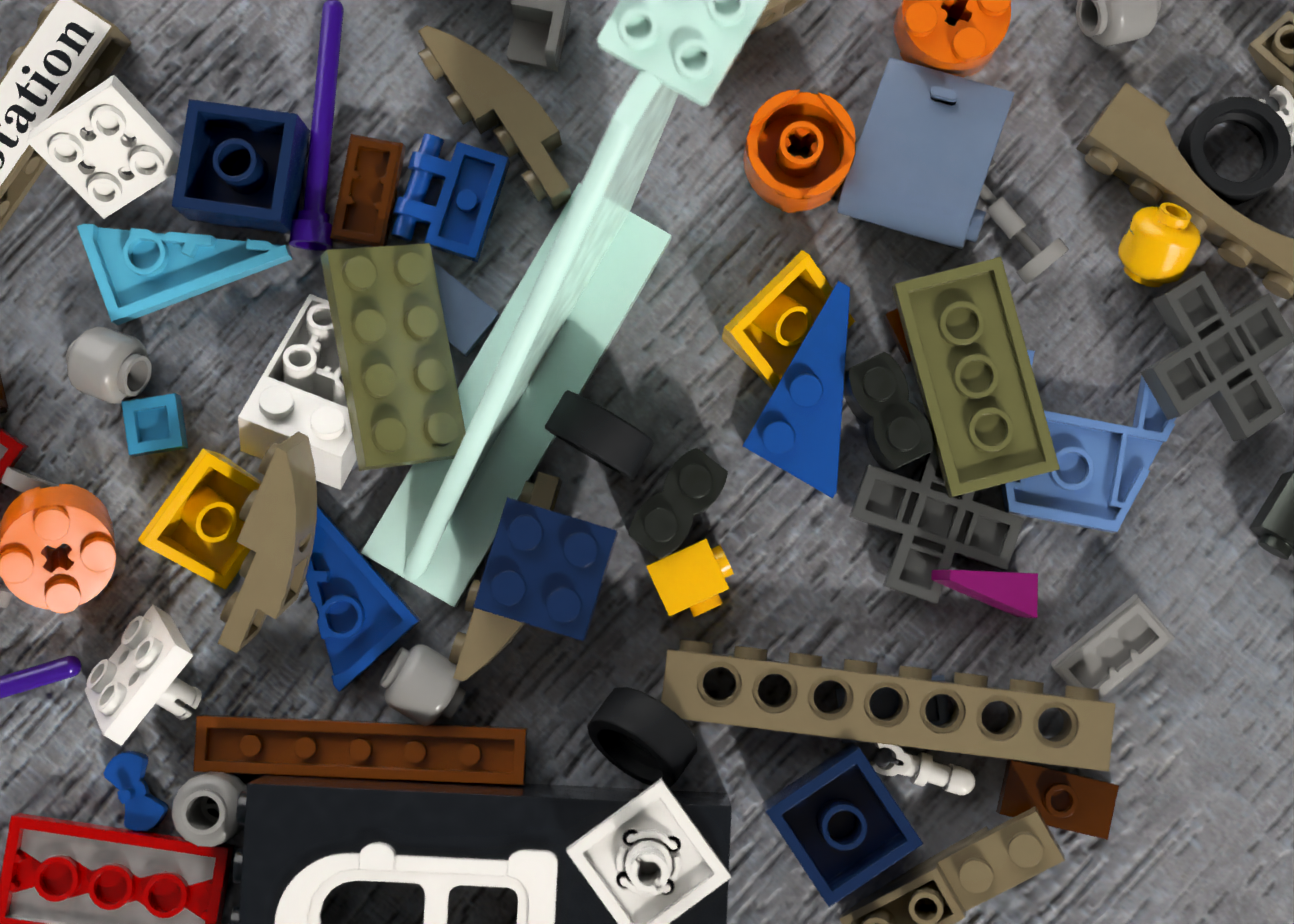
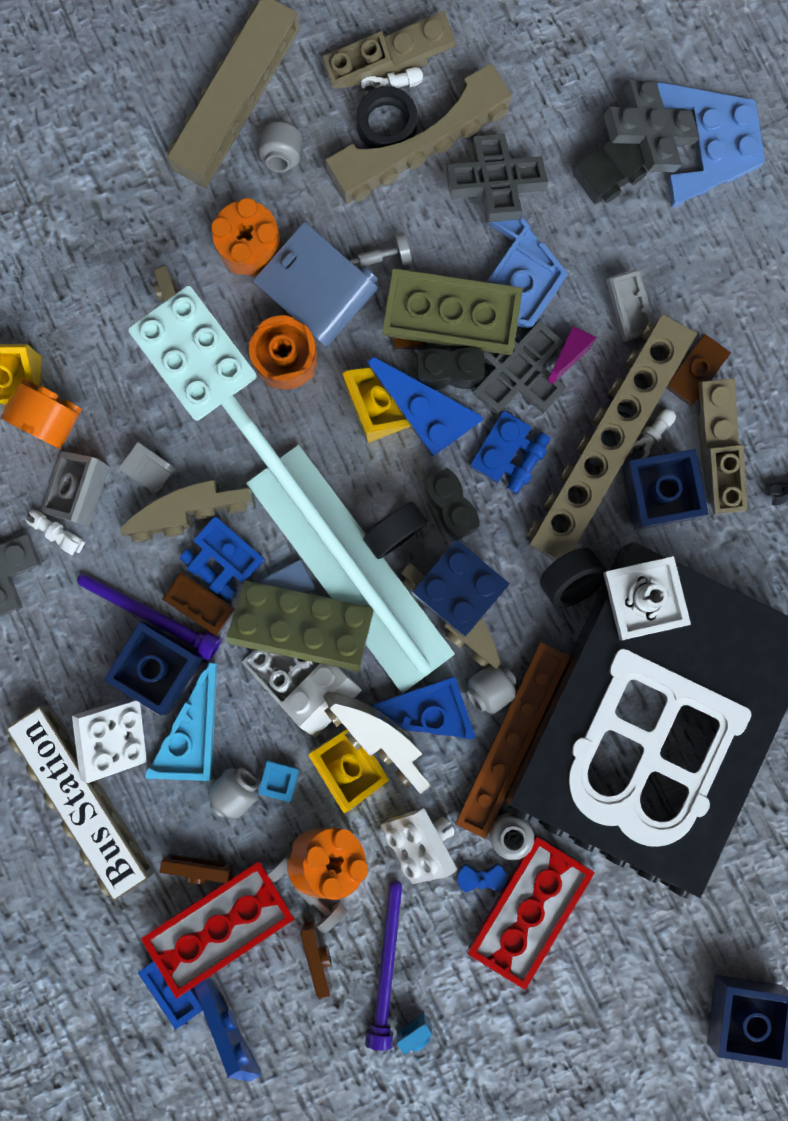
camera: 70 degrees left, 0 degrees up
(691, 578) = (495, 515): yellow brick -> none
(802, 544) = (501, 446): none -> blue plate
(1159, 244) = (421, 182): yellow head -> none

